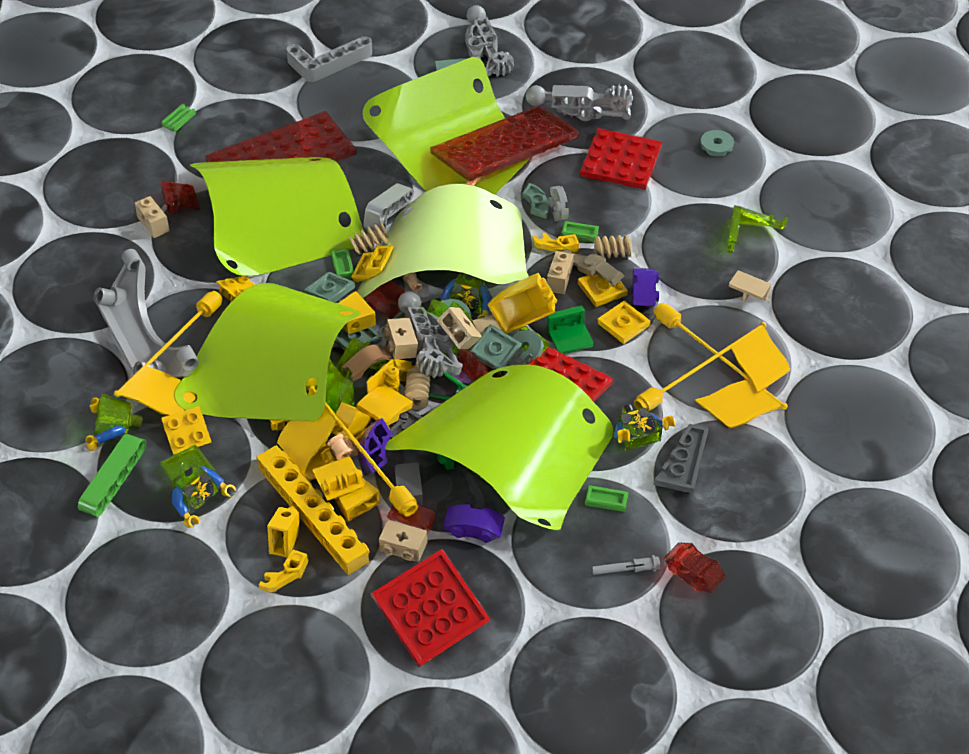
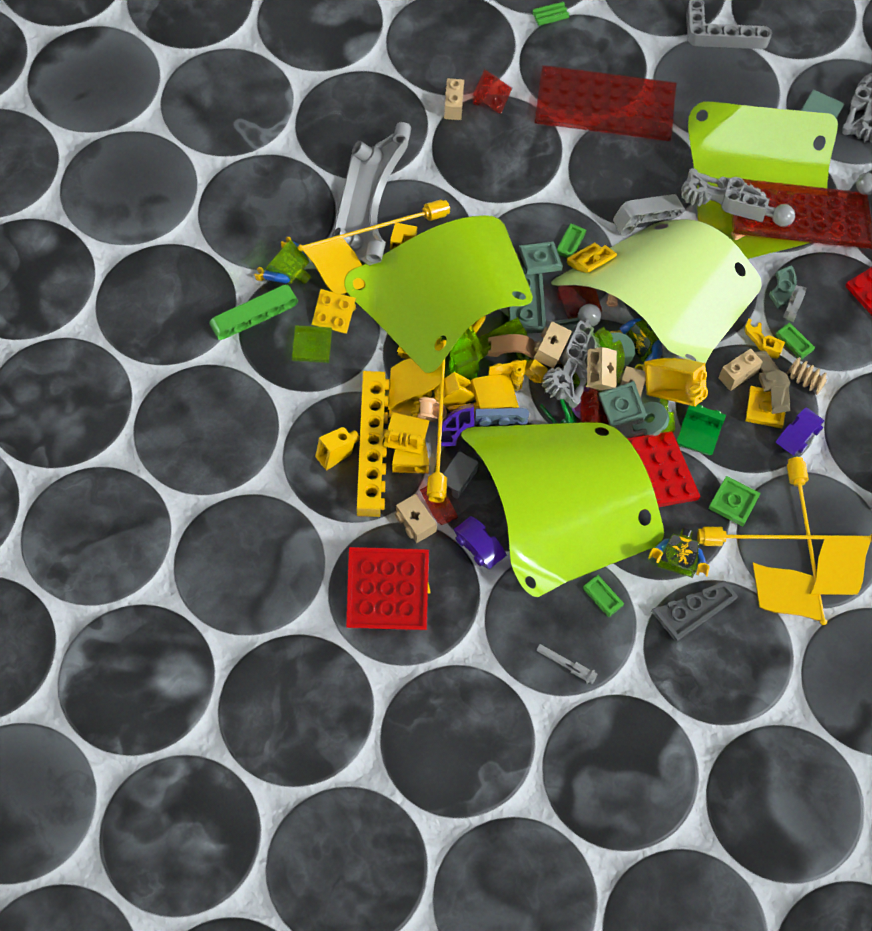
camera: 35 degrees right, 15 degrees up
(194, 488) = (299, 366): torso -> none
(197, 335) = (401, 234): none -> yellow piece
(233, 287) = (469, 206): yellow hinge -> none
(278, 212) = (553, 156): lime piece -> none
(278, 580) = (306, 484): yellow piece -> none
(364, 320) = (542, 295): yellow torso -> none
(369, 238) = (607, 234): tan piece -> none
(408, 415) = (501, 416): none -> sand blue plate
(417, 388) = (533, 395): tan piece -> none
(450, 155) = (735, 198): none -> light grey arm
(623, 322) = (755, 451): yellow plate -> none
(641, 365) = (734, 501): none -> bright green plate
(694, 567) = (617, 704): clear red brick -> none

